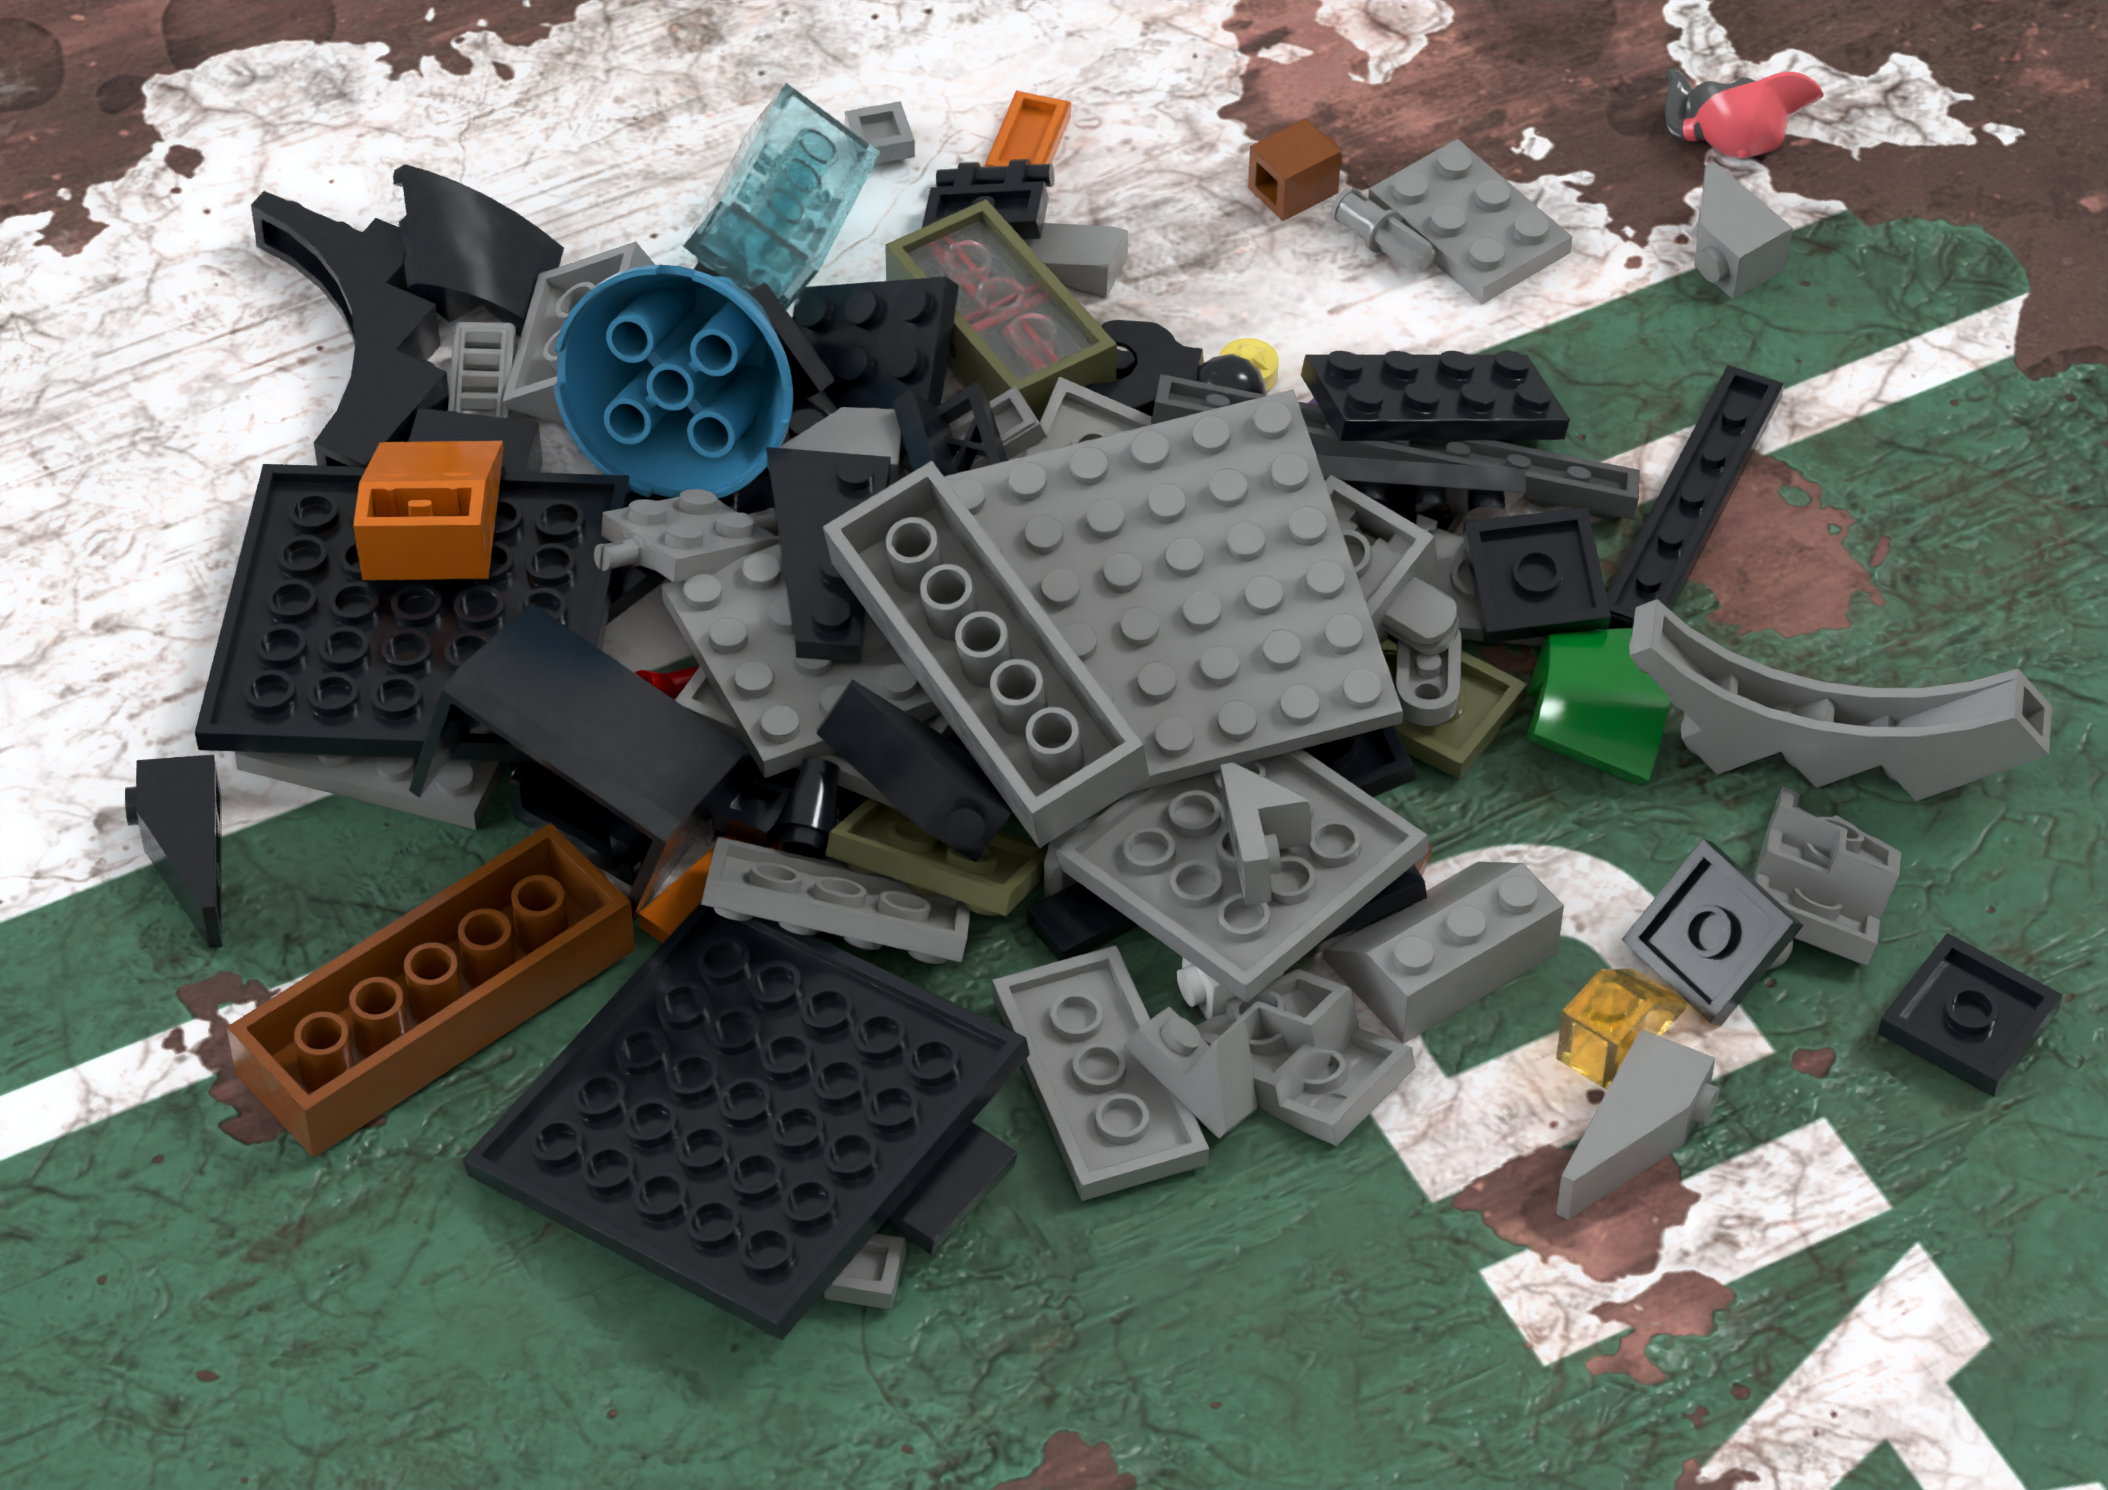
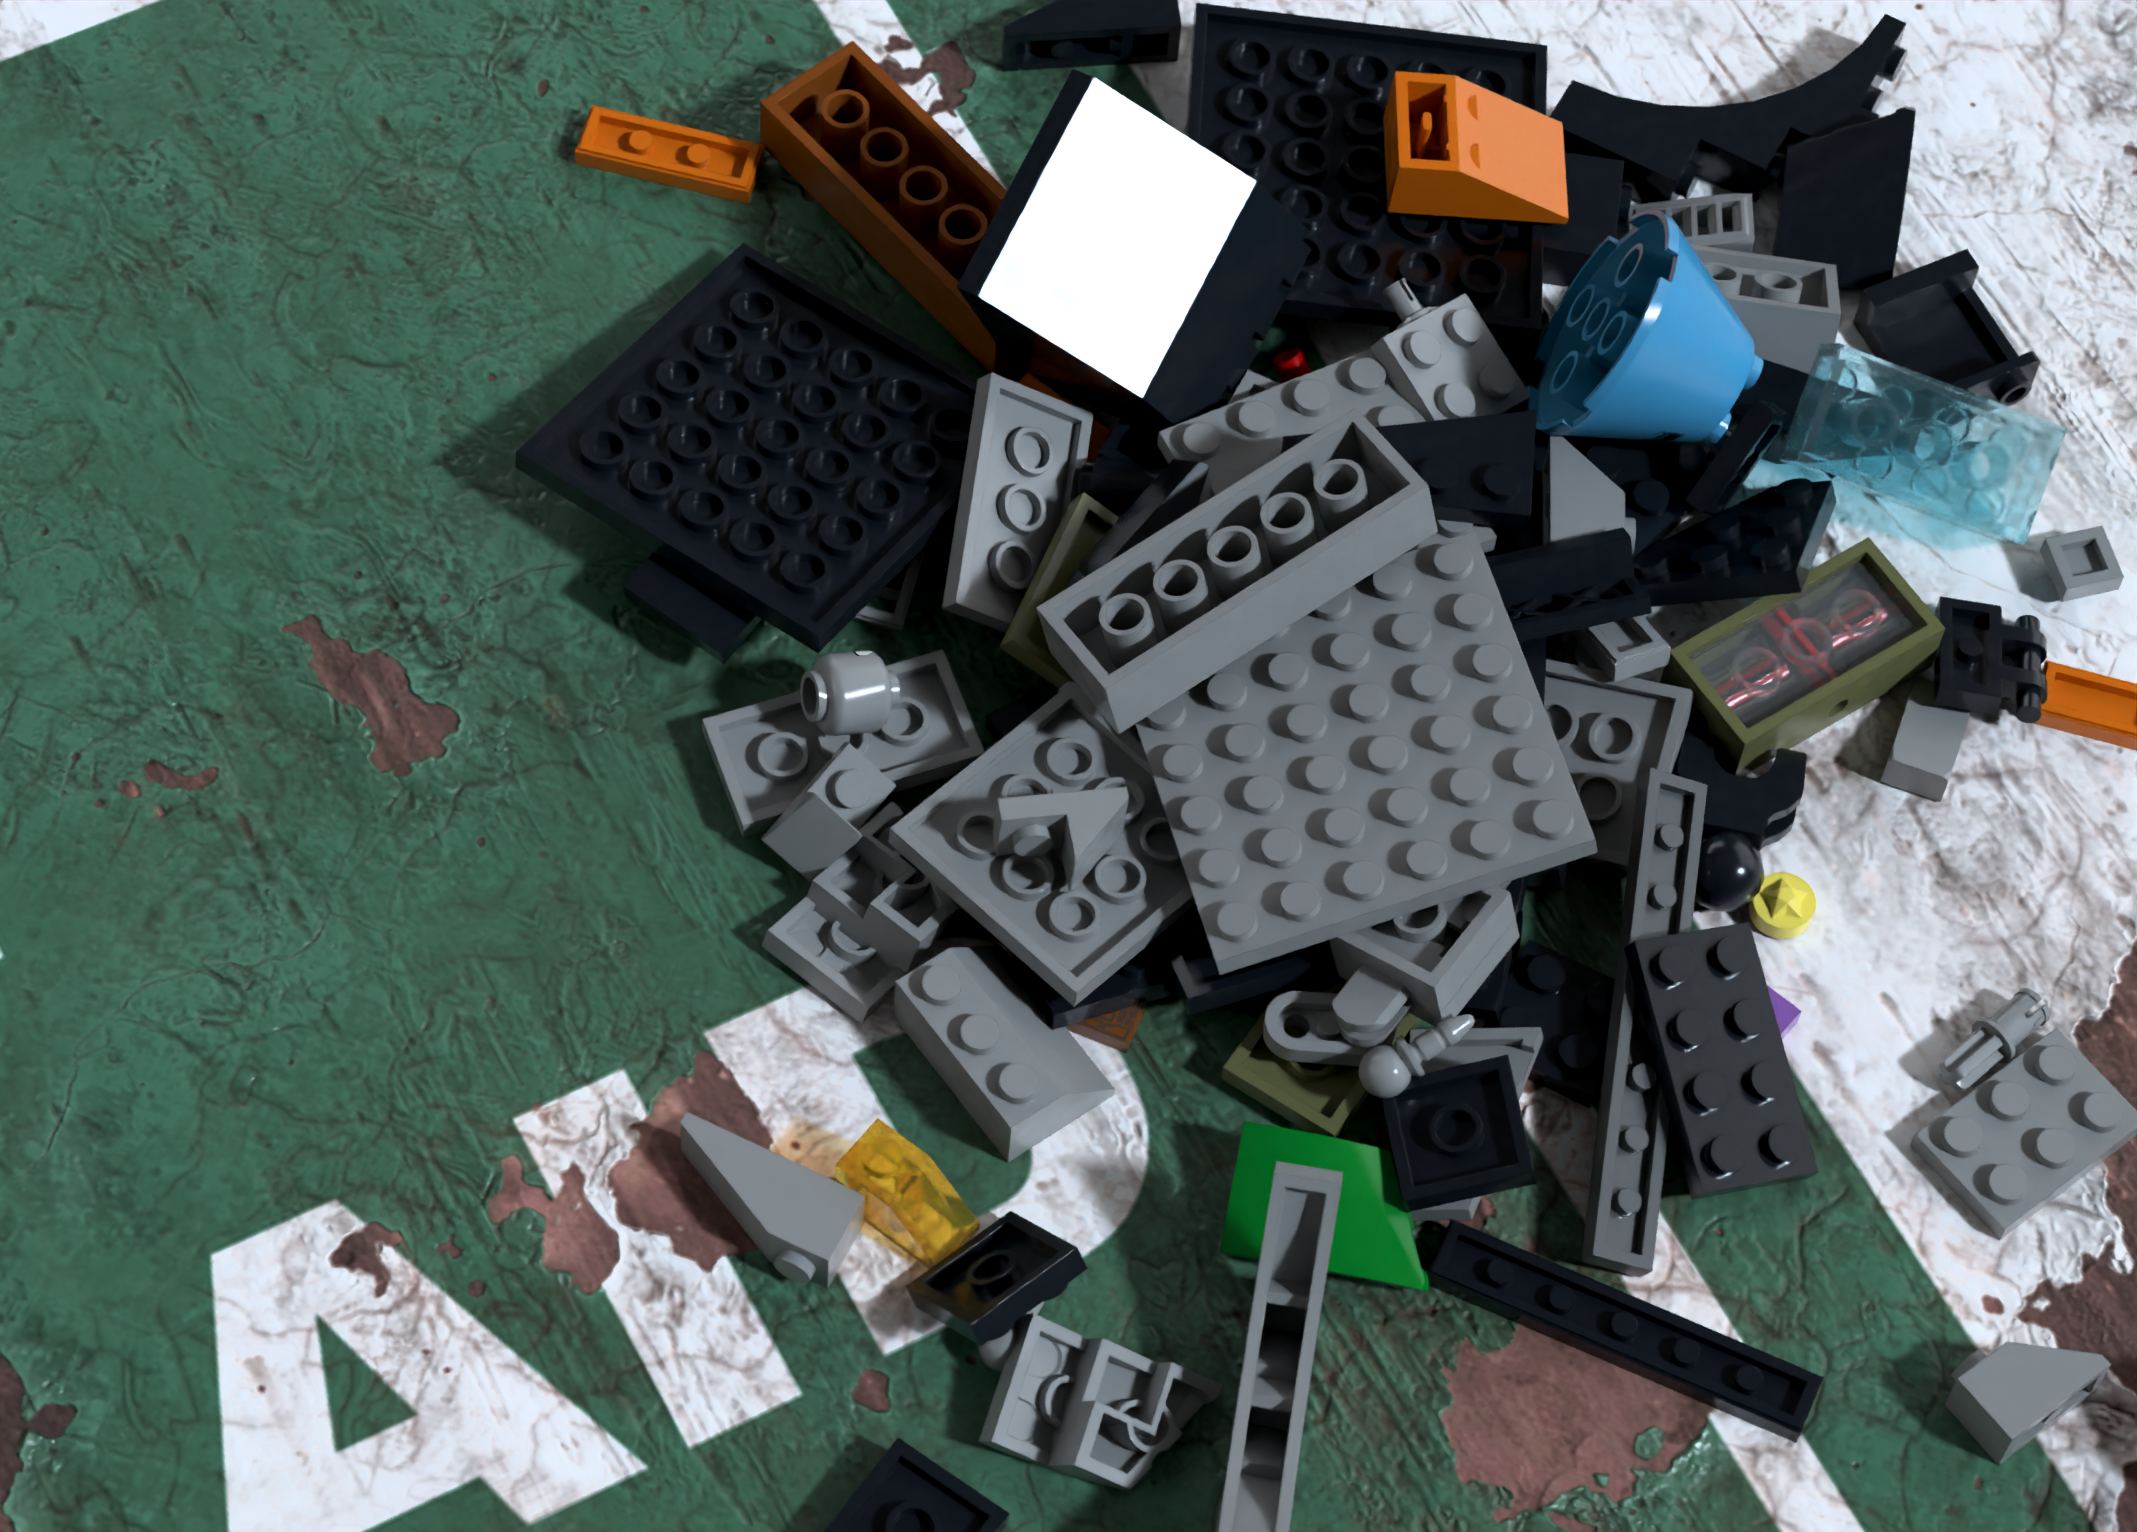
camera: 85 degrees right, 10 degrees up
(319, 1244) = (669, 154): none -> orange tile
(640, 202) = (1944, 331): none -> black panel
(872, 1274) = (613, 556): light grey plate -> none
(1068, 1037) = (849, 693): none -> light grey head
(1294, 169) = (2073, 952): dark orange brick -> none
(1428, 486) = (1562, 998): black wing -> none
(1479, 614) = (1388, 1069): none -> light grey bar

